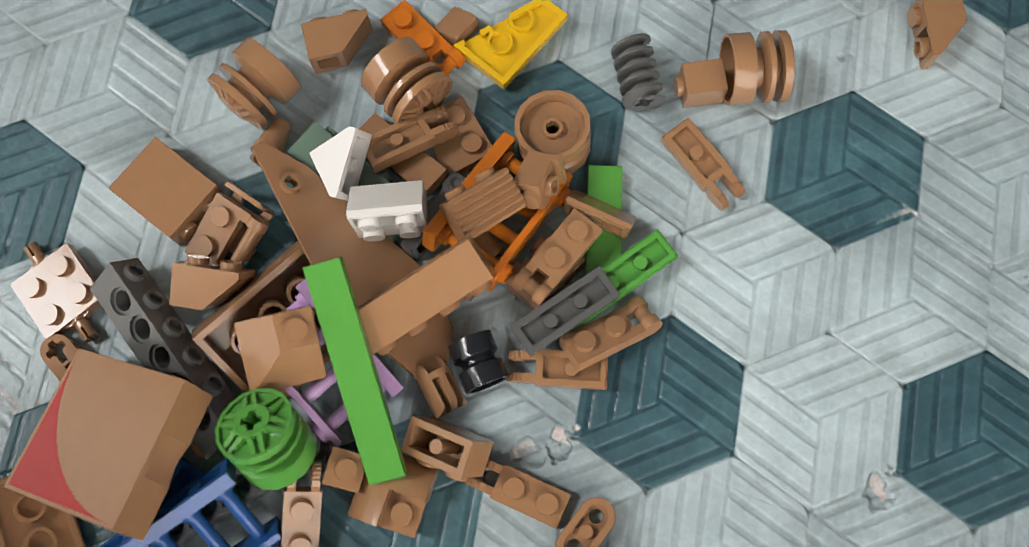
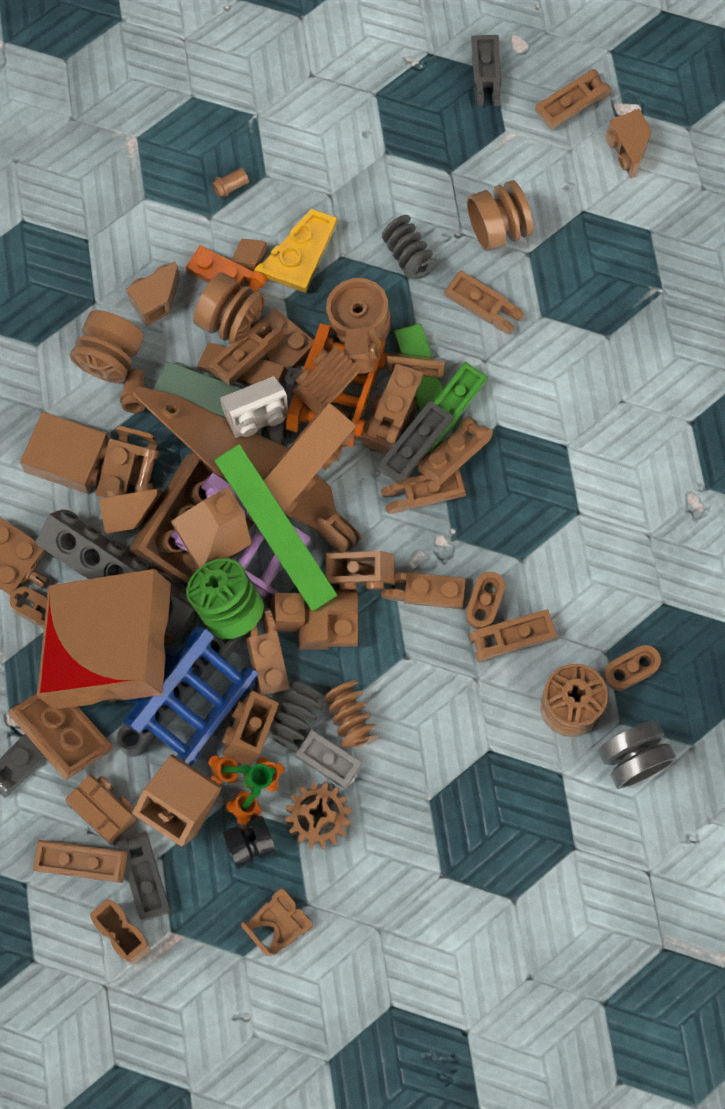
camera: 20 degrees left, 5 degrees down
(342, 161) = (203, 381): white slope -> none
(478, 361) = (358, 500): black wheel -> none
(701, 83) = (461, 240): medium nougat brick -> none

